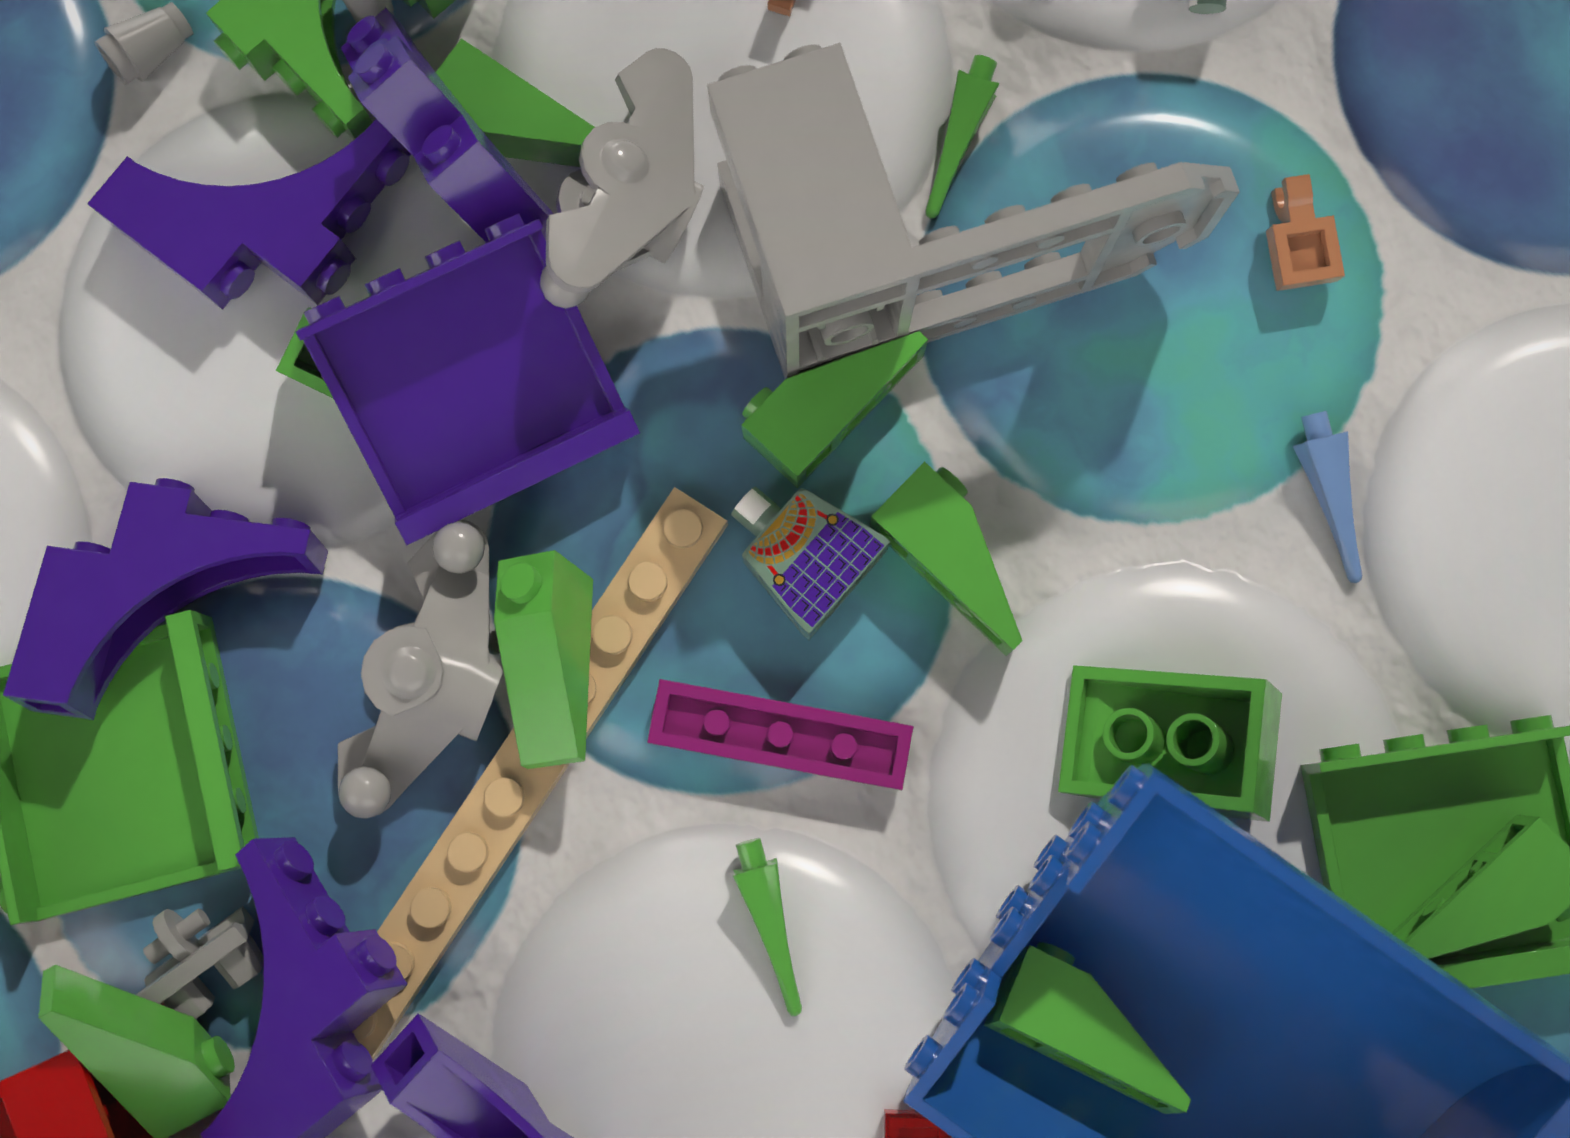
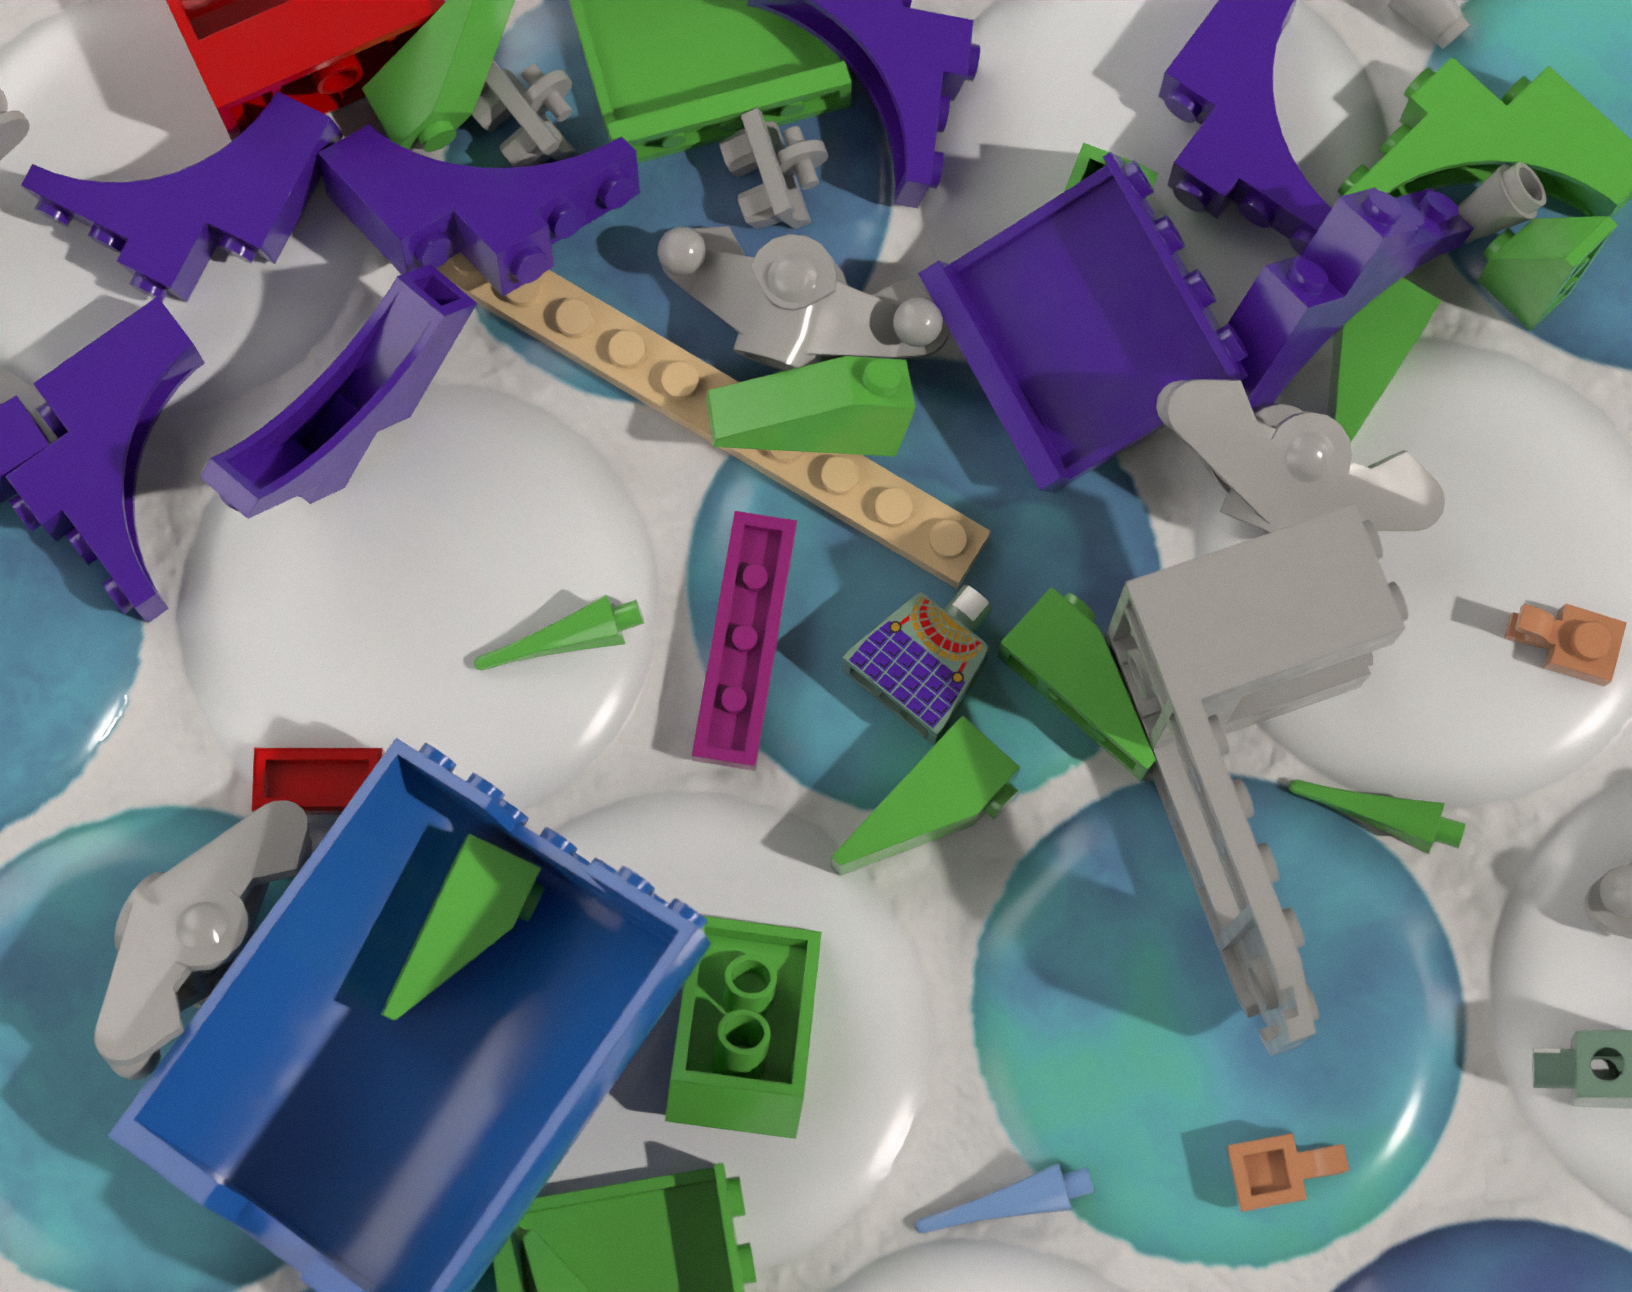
camera: 85 degrees right, 5 degrees down
(254, 707) = (764, 149): none -> light grey hips

